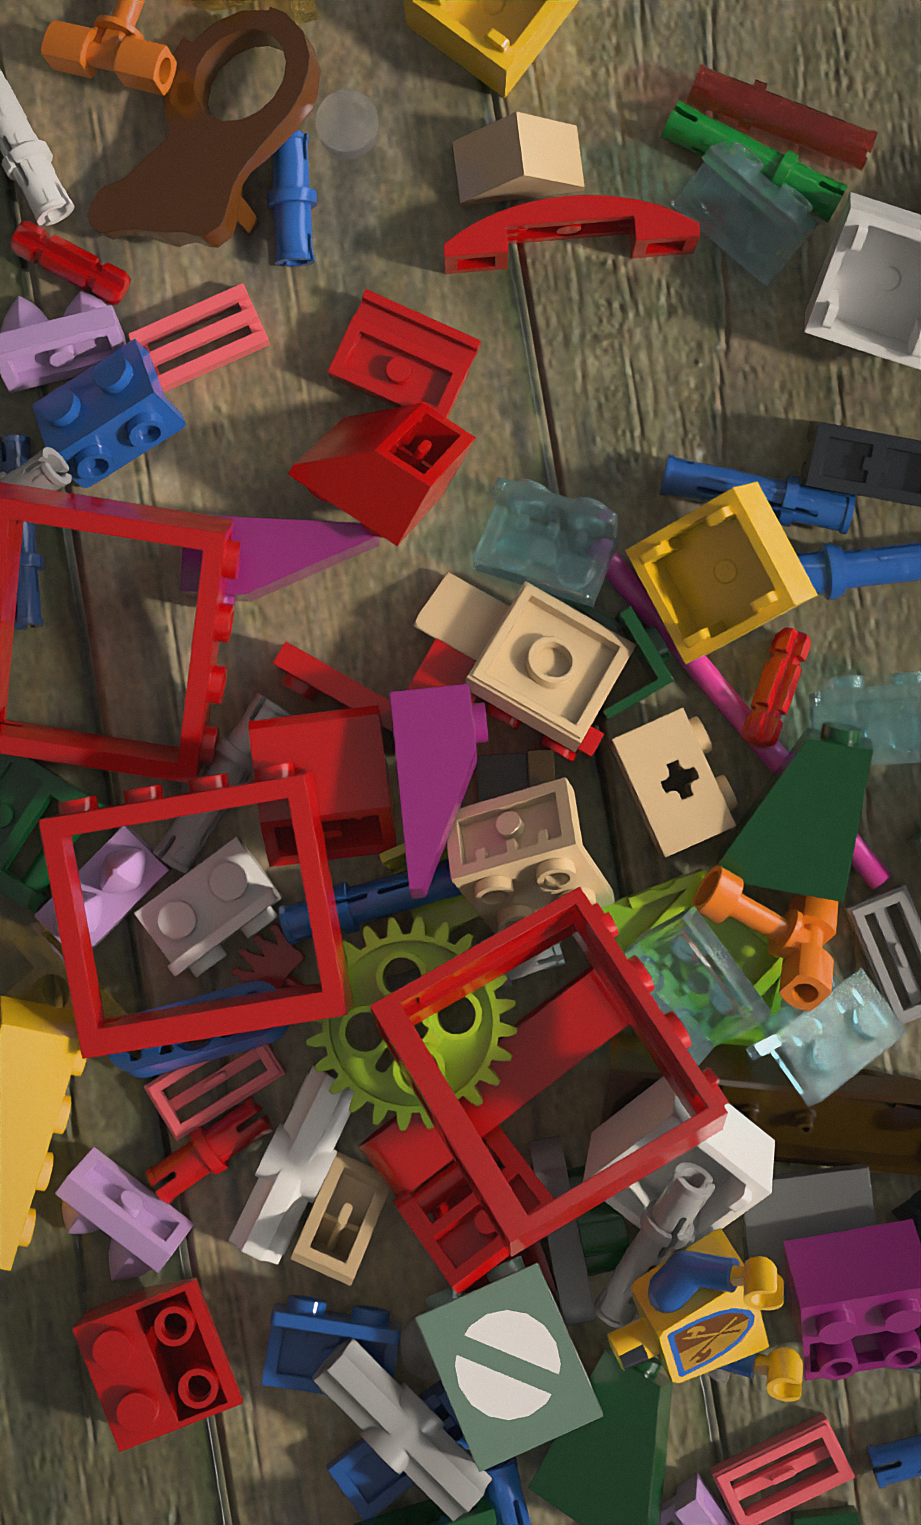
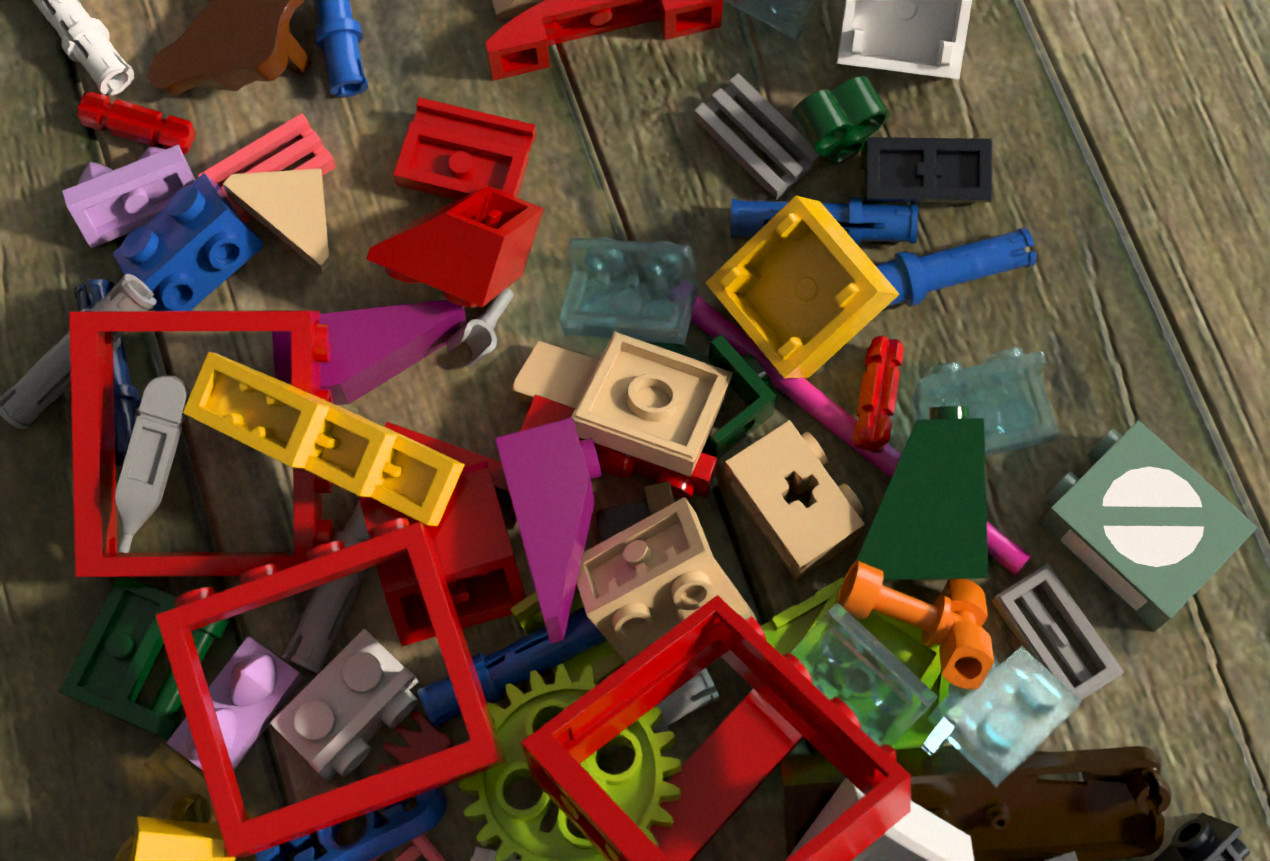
camera: 10 degrees left, 15 degrees down
(50, 645) = (150, 454): none -> light grey piece
(218, 393) = (289, 207): none -> tan slope
(220, 663) = (323, 439): none -> yellow slope
(389, 556) = (479, 332): none -> light grey hand
(729, 376) = (759, 107): none -> light grey tile
(797, 392) = (841, 118): none -> dark green piece

